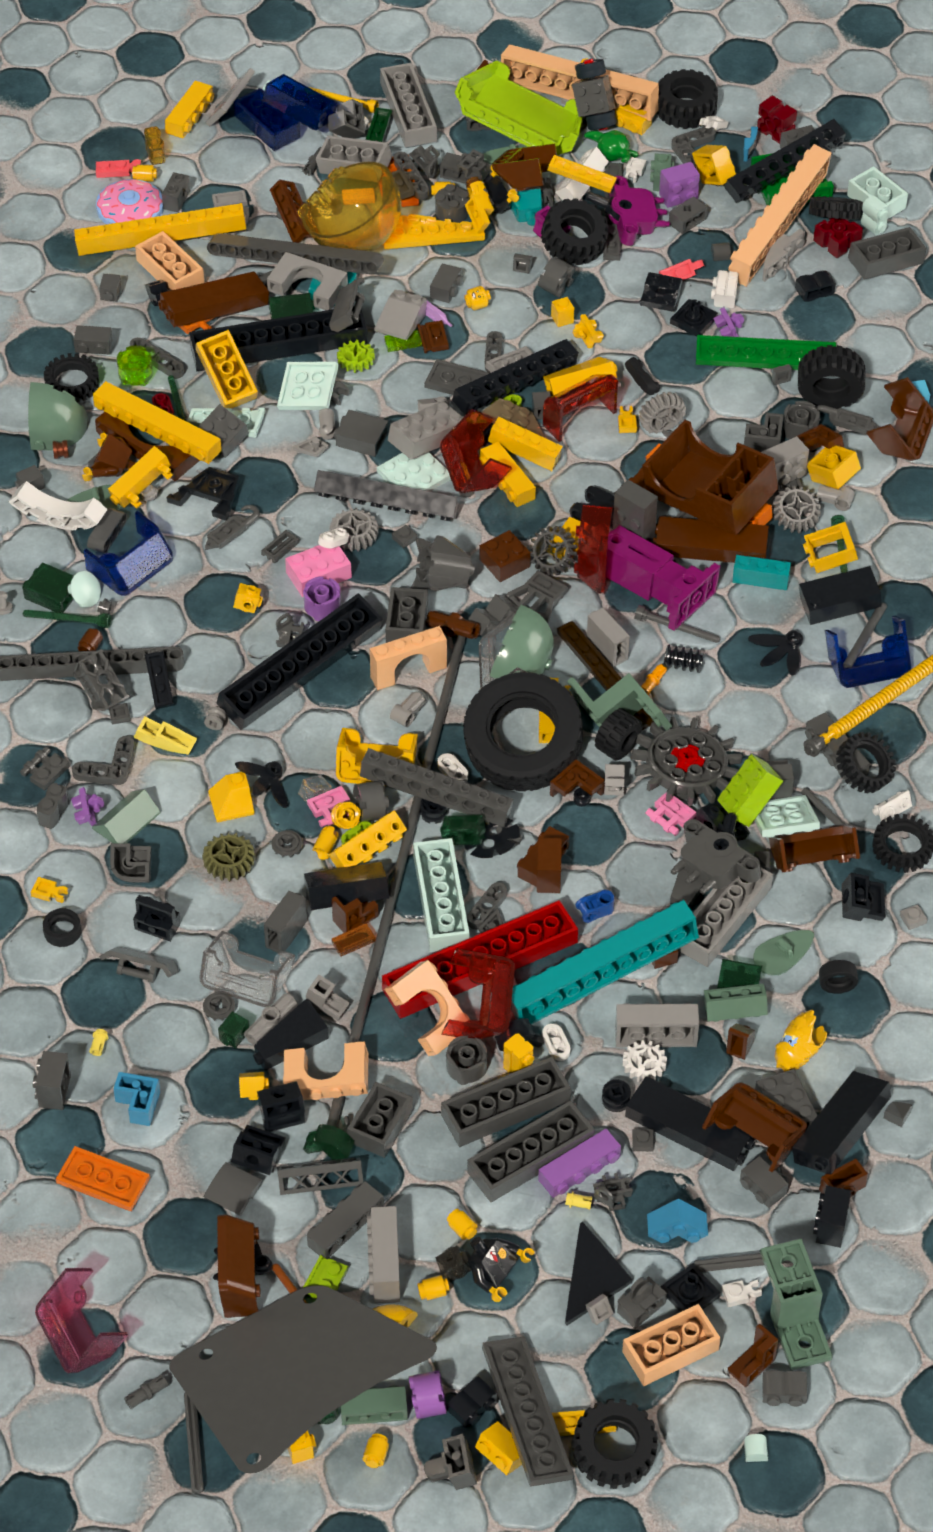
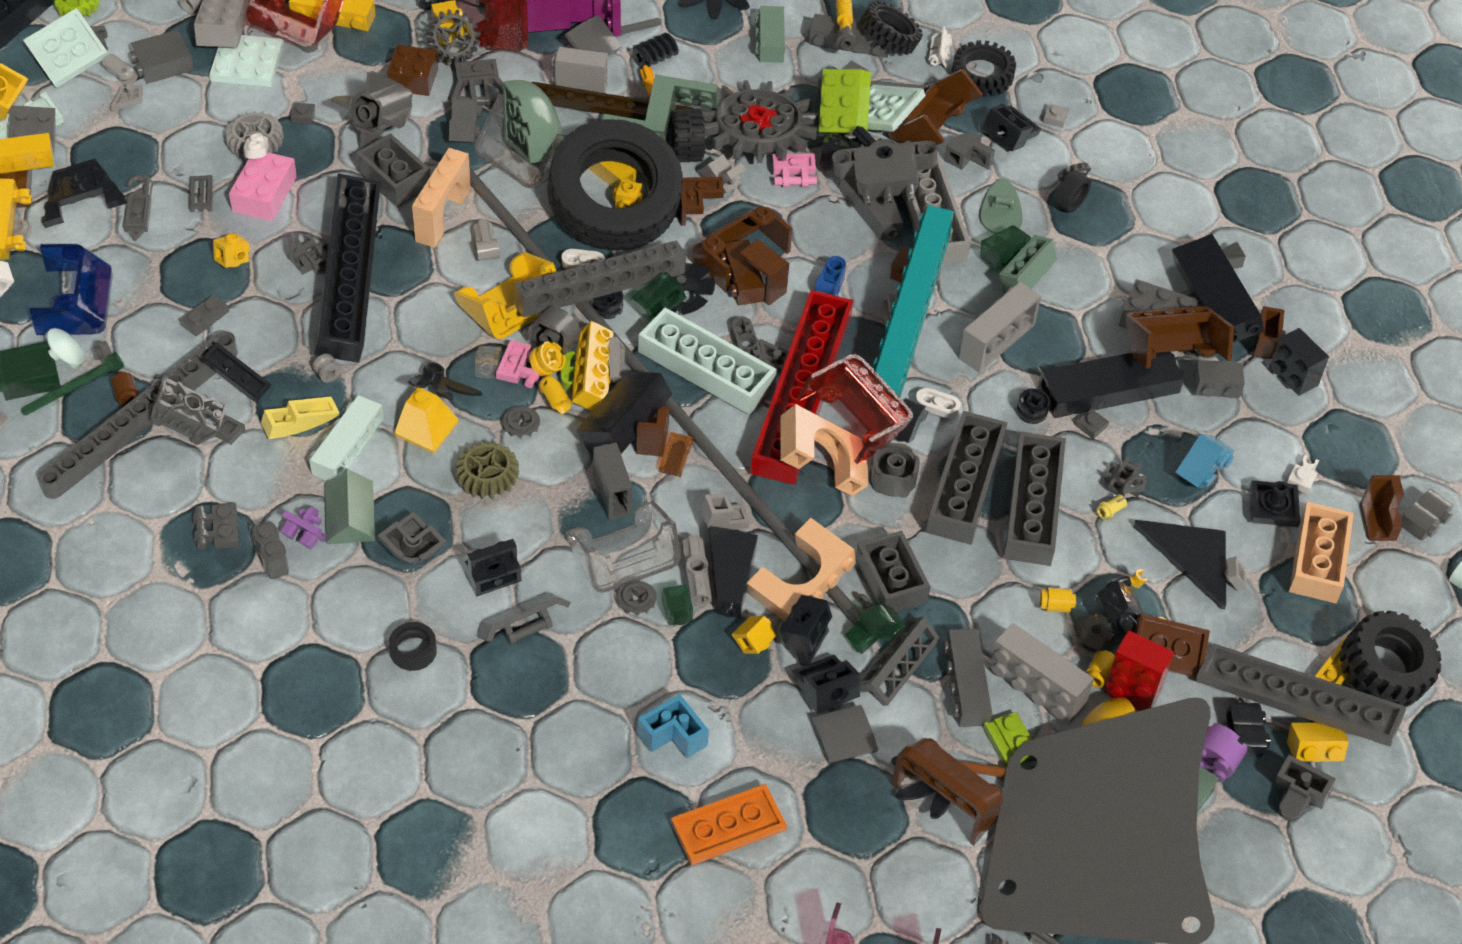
camera: 50 degrees left, 0 degrees up
(48, 889) = (357, 626): yellow plate -> none
(52, 1080) = (584, 778): dark grey brick -> none
(99, 1039) = (569, 709): light yellow pin -> none
(106, 530) = (21, 289): dark grey beam -> none
(111, 771) = (283, 480): dark grey beam -> none
(174, 772) = (346, 438): none -> light aqua brick
(189, 629) = (204, 315): none -> dark grey plate
(321, 597) = (299, 205): medium lavender brick -> none
(376, 1450) = (1232, 836): yellow brick -> none
(386, 494) = (249, 88): brick -> none
(386, 849) = (617, 359): none -> light grey tile
(437, 1304) = (1138, 671): none -> red brick
(453, 624) = (439, 145): reddish brown piece -> none
(487, 1309) = (1185, 640): none -> reddish brown tile
(517, 1054) = (934, 434): yellow brick -> none
(531, 744) = (628, 194): none -> yellow brick
(564, 823) = (707, 248): none -> reddish brown windscreen
(579, 801) = (711, 212): black bush -> none
(579, 1163) = (1077, 478): medium lavender brick -> none
(641, 1301) = (1256, 541): dark grey brick -> none
(644, 1061) = (1019, 363): white gear -> none
(647, 621) = (593, 36): none -> dark grey slope
(730, 1262) = (1278, 446): dark grey axle -> none
(740, 1040) = (1067, 291): reddish brown slope -> none
(781, 705) = (770, 34): none -> sand green brick
(796, 1304) = (1369, 425): sand green bracket -> none
(799, 1042) = (1110, 259): yellow head -> none
(808, 889) = (968, 148): none -> dark grey brick
(862, 965) = (1084, 168): none -> dark grey gear

